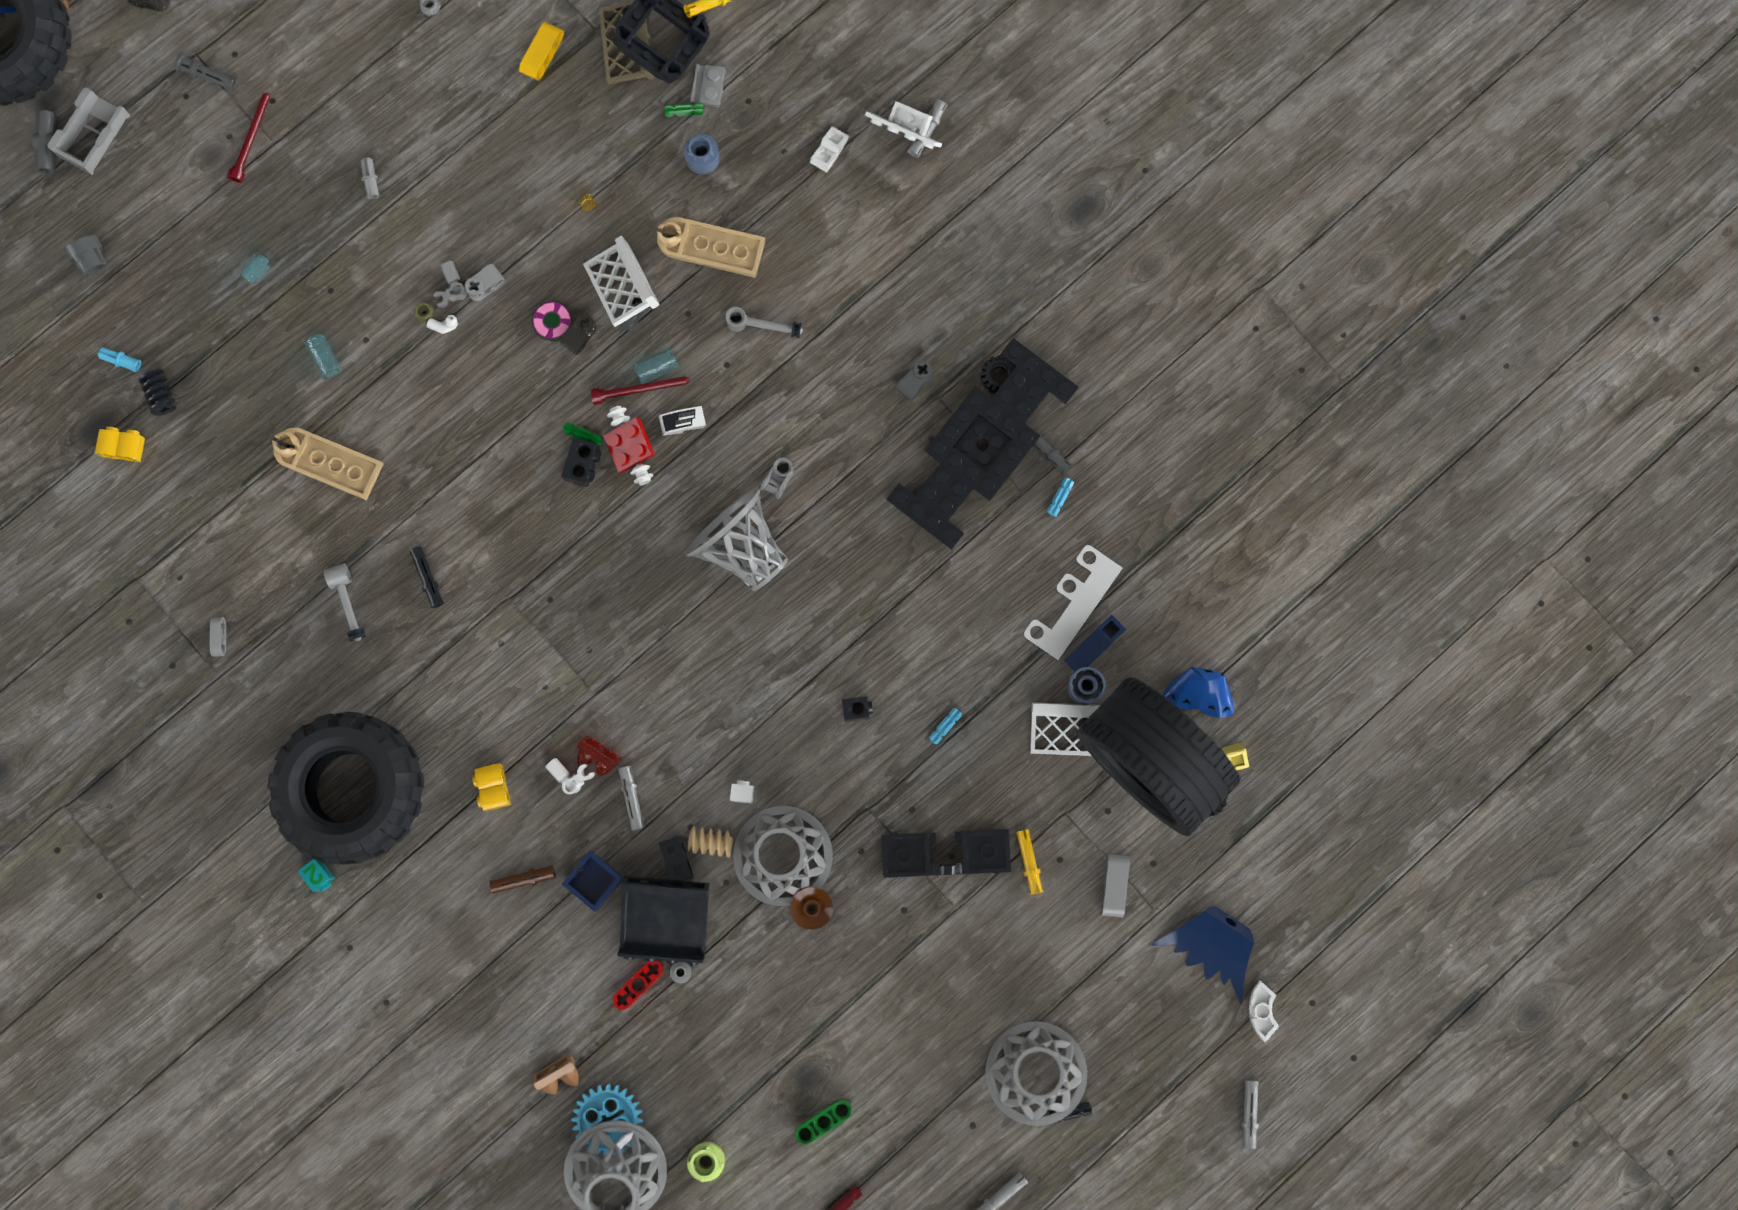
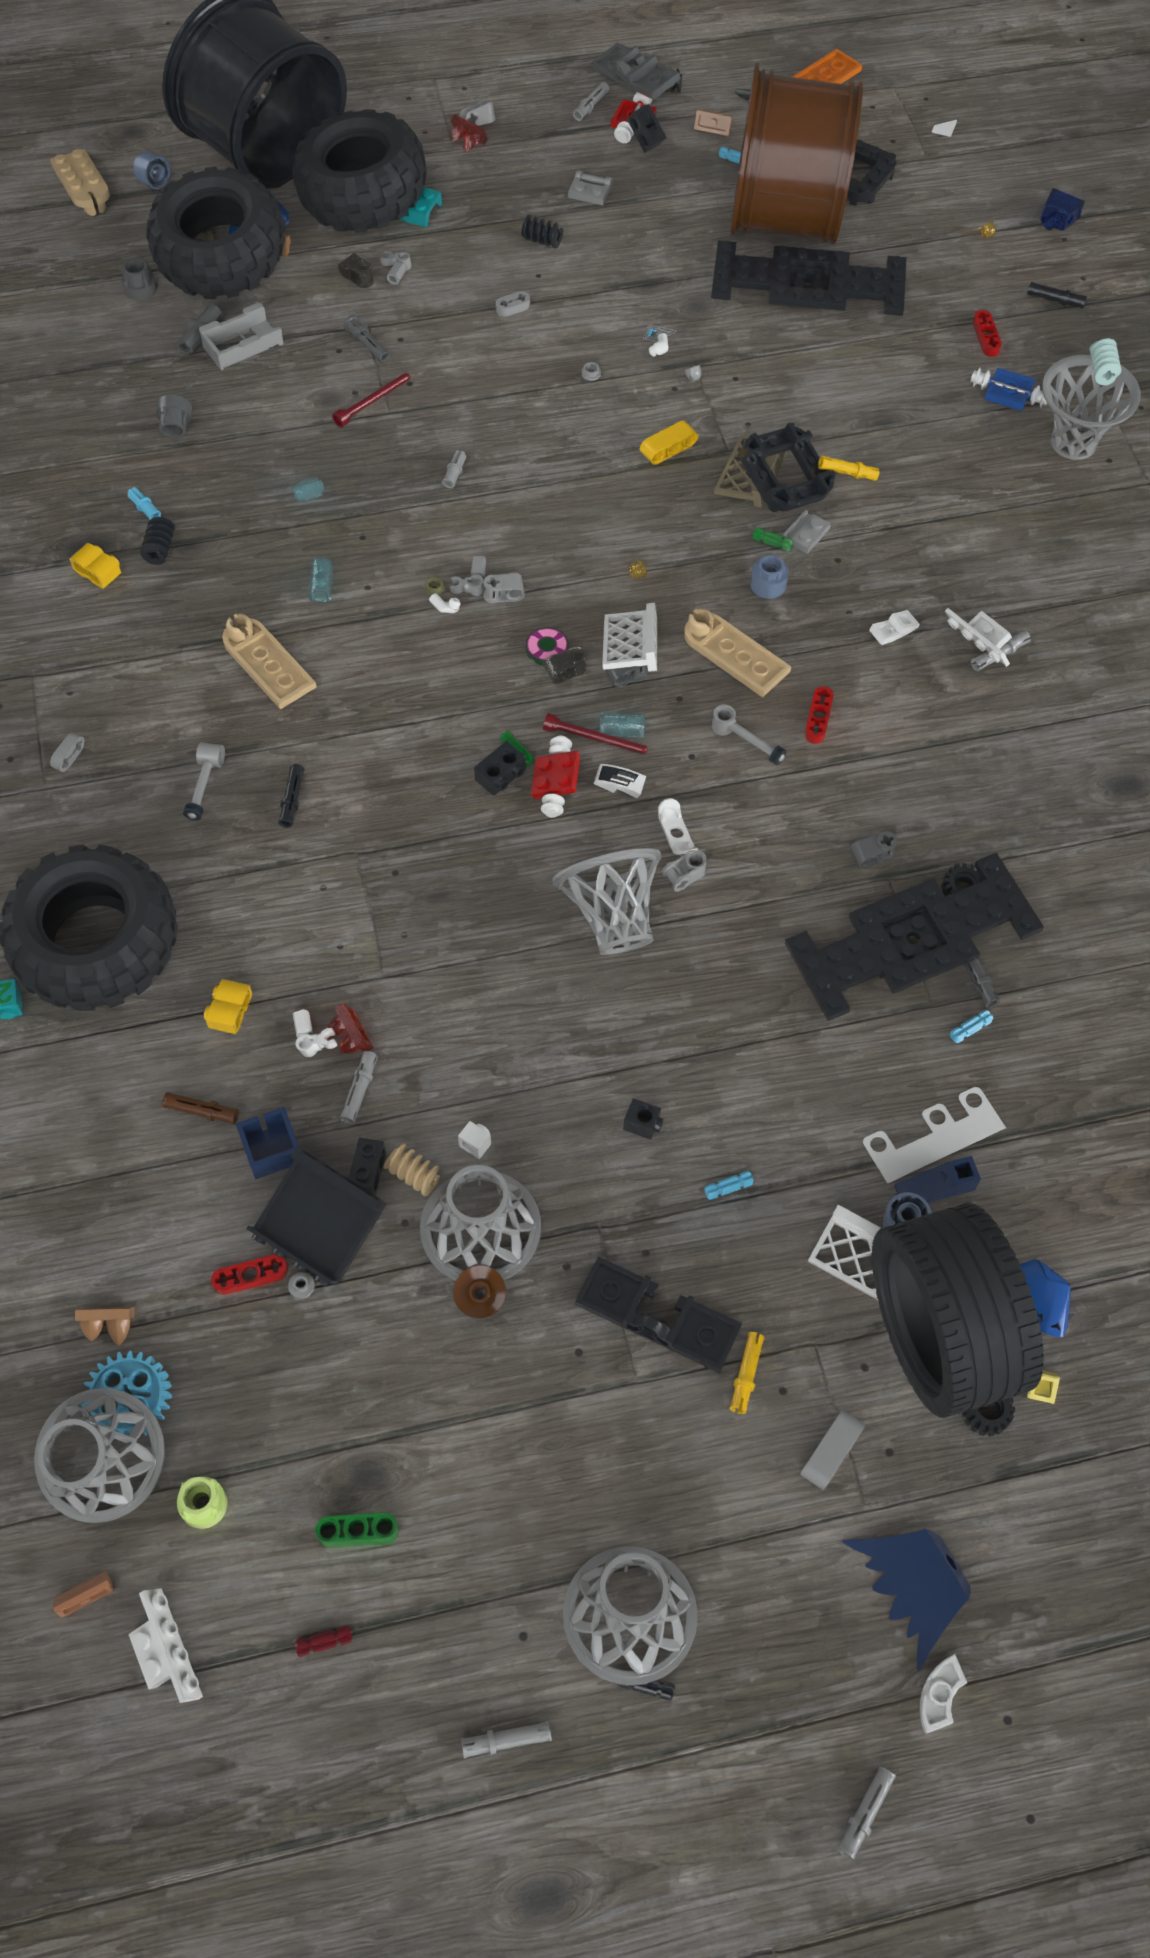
camera: 25 degrees right, 20 degrees down
(742, 434) = (671, 818): none -> white piece
(811, 256) = (821, 722): none -> red beam

